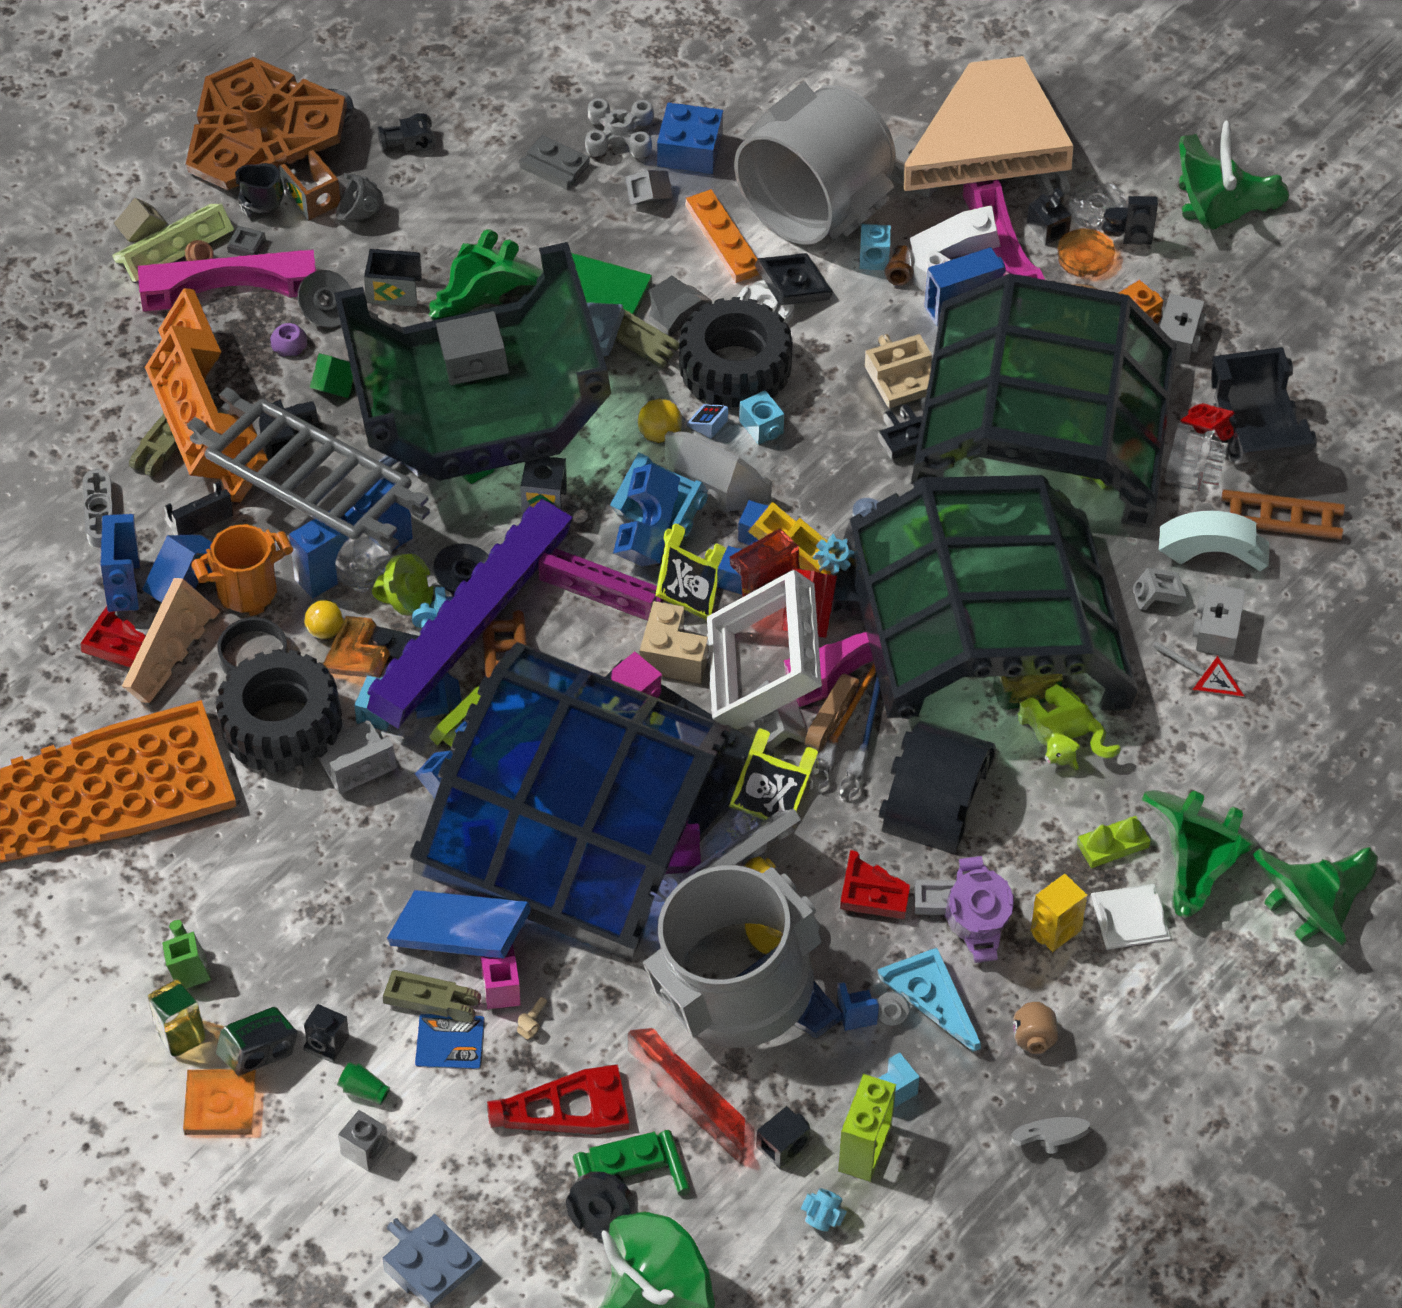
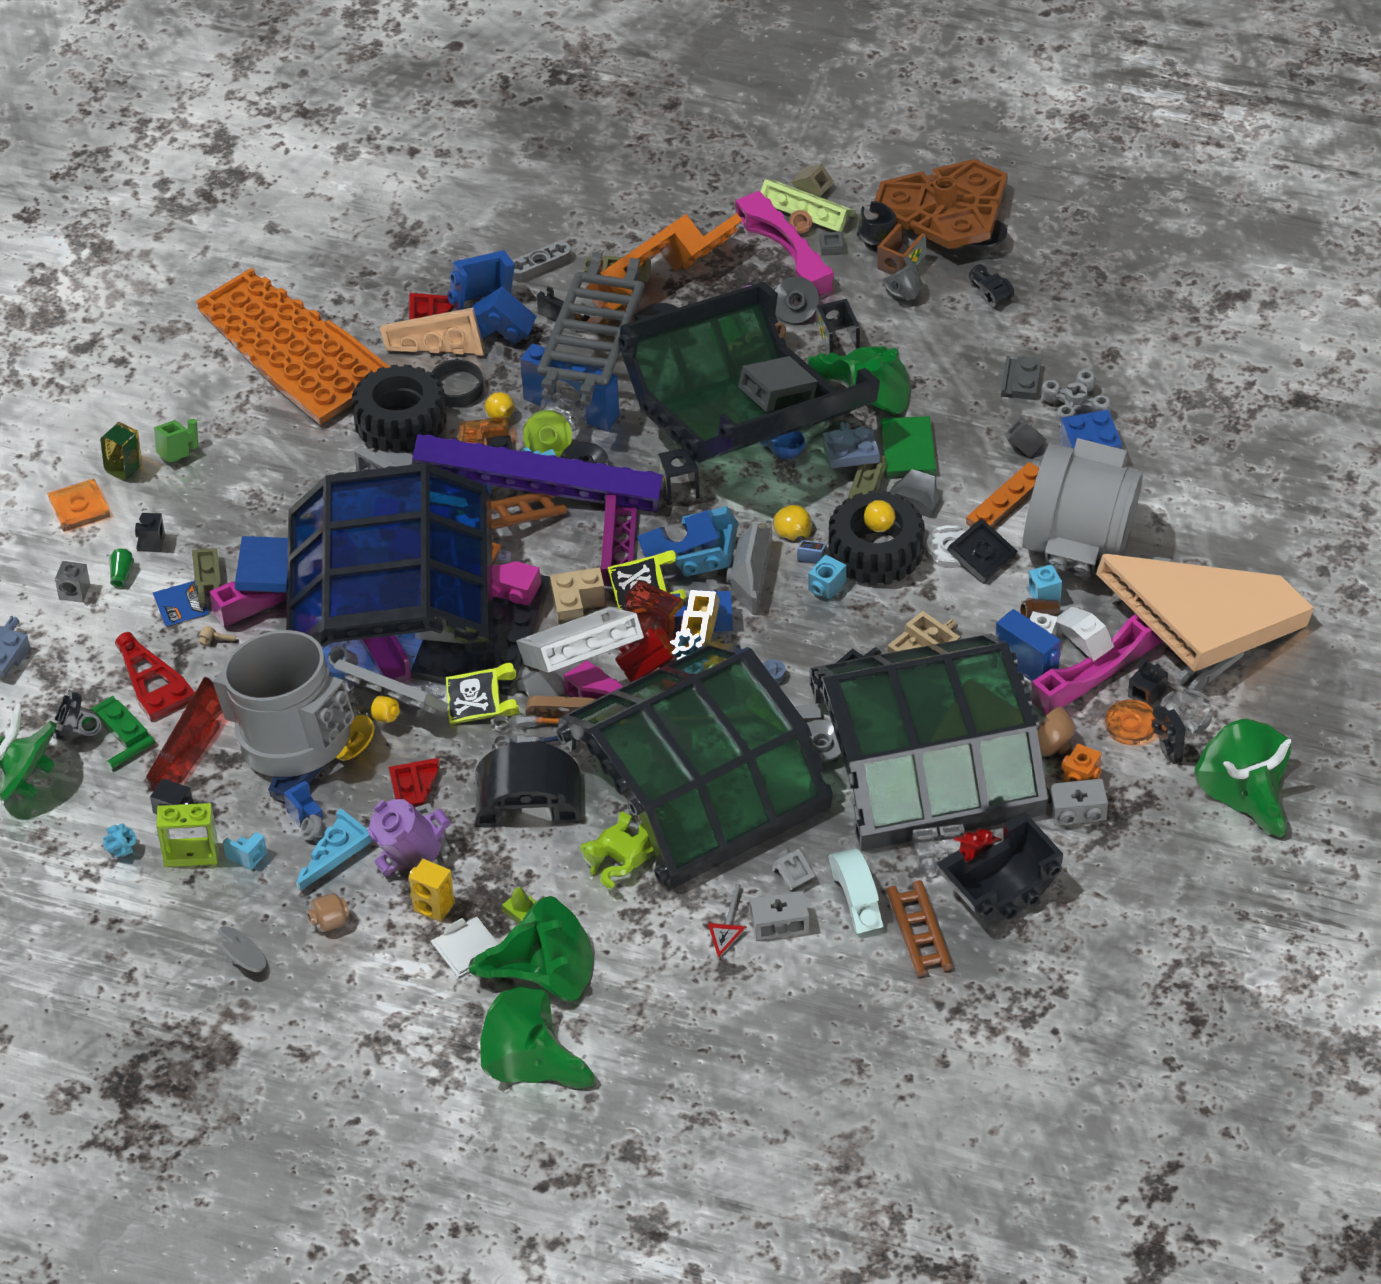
camera: 70 degrees right, 5 degrees down
(243, 566) = (506, 339): orange container -> none
(256, 1041) = (124, 498): black piece -> none
(740, 325) = (879, 516): none -> yellow piece

